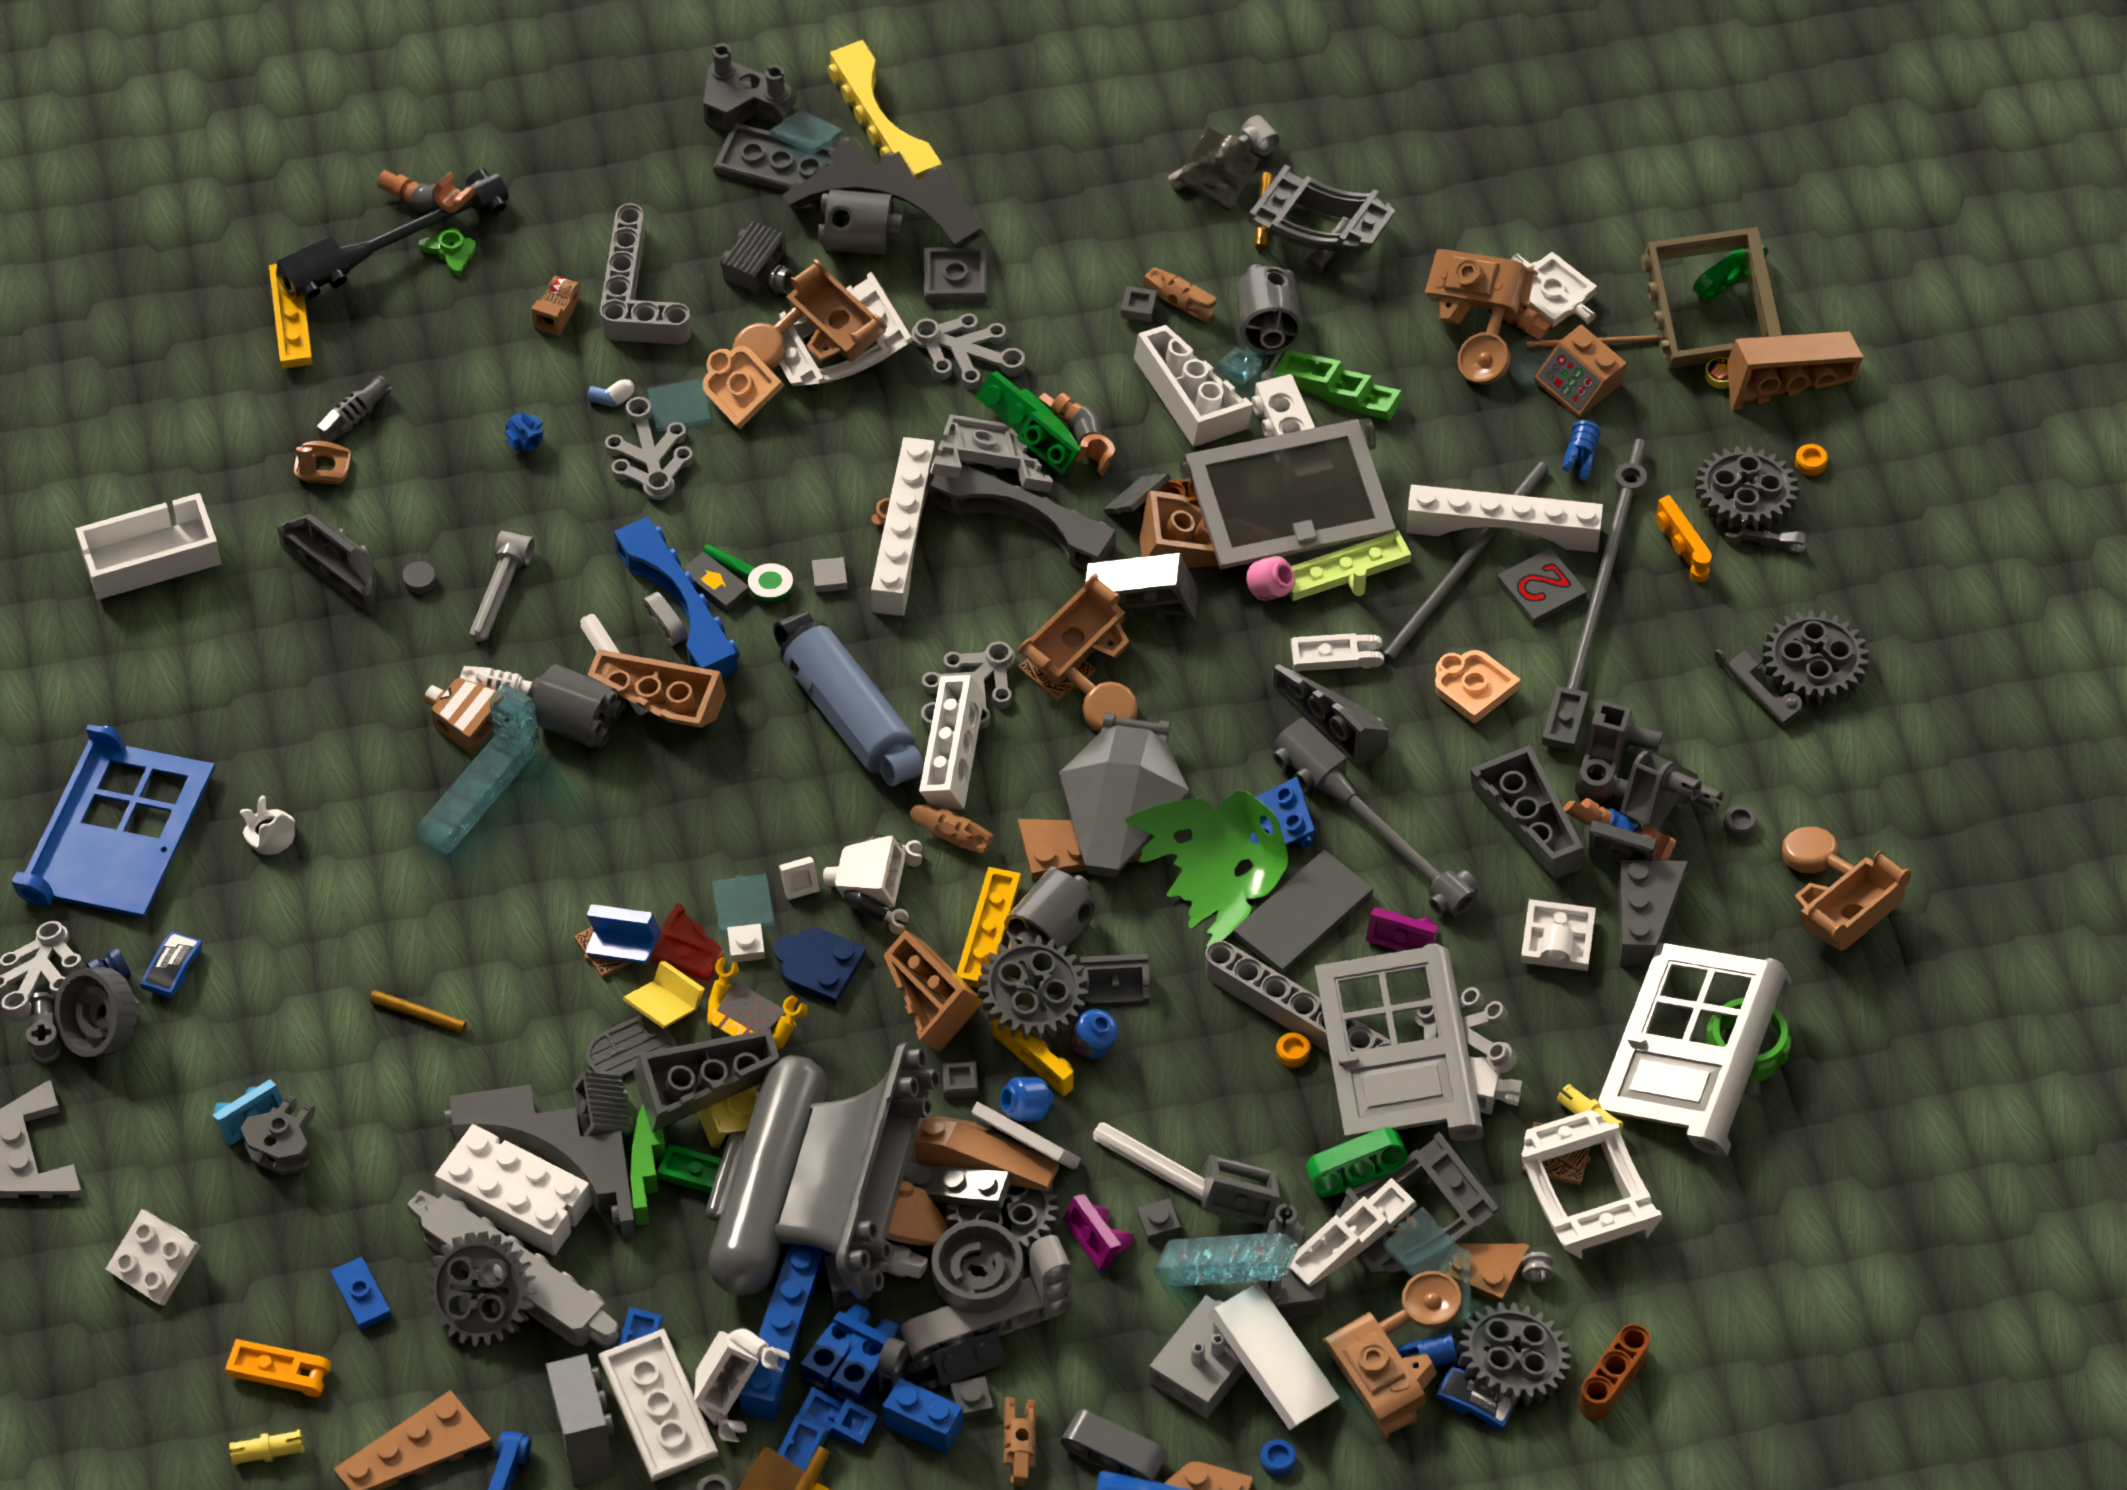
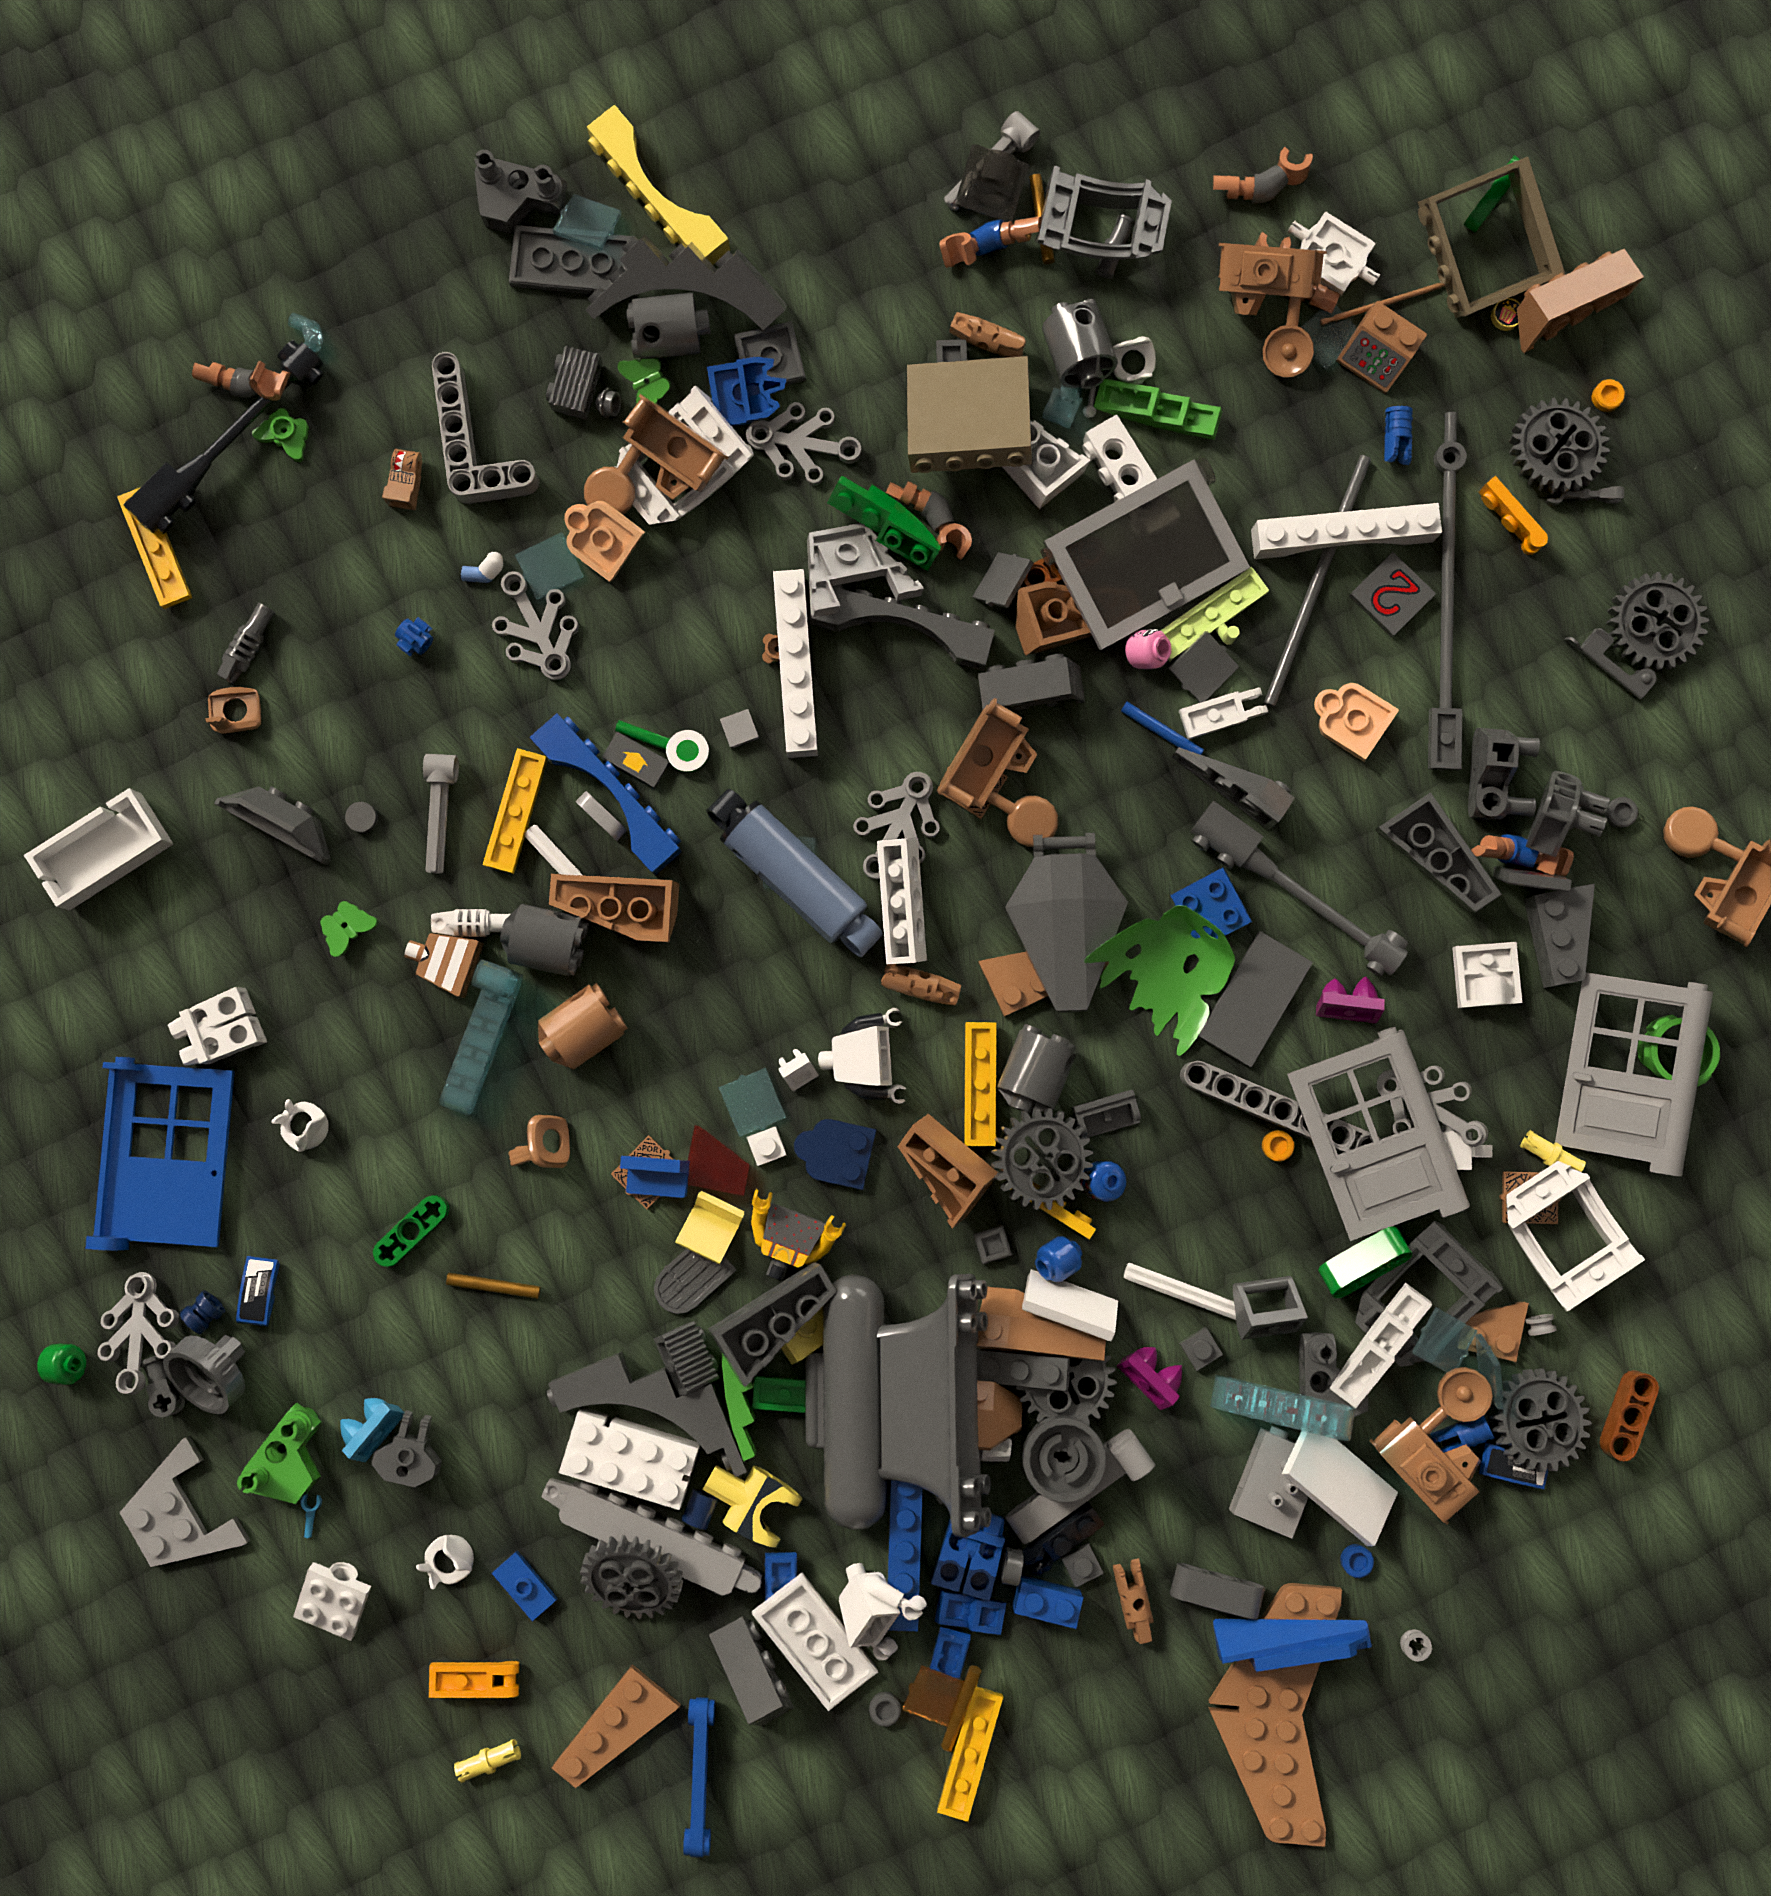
camera: 15 degrees left, 30 degrees up
(141, 1120) = (289, 1473): none -> bright green piece
(157, 1175) = (310, 1514): none -> dark azure hand
(212, 724) = (207, 1032): none -> white hips
(301, 1262) = (457, 1550): none -> white piece
(343, 957) = (400, 1252): none -> green beam
(373, 664) = (357, 922): none -> bright green animal
(502, 167) = (310, 329): none -> clear light blue arm
(506, 888) = (536, 1151): none -> medium nougat piece
(572, 1254) = (700, 1509): none -> dark blue gear
(577, 599) = (515, 811): none -> yellow plate
(585, 787) = (580, 1027): none -> medium nougat cylinder
(629, 1259) = (748, 1499): none -> light yellow connector
(828, 256) = (638, 371): none -> bright green animal
(922, 288) = (744, 390): none -> blue plate
(1138, 343) = (968, 414): none -> dark tan panel
(1200, 214) = (986, 239): none -> nougat piece
(1256, 648) = (1160, 729): none -> blue piece
(1326, 608) = (1203, 667): none -> dark grey piece
(1328, 324) = (1145, 347): none -> white piece
(1500, 220) = (1269, 183): none -> nougat piece

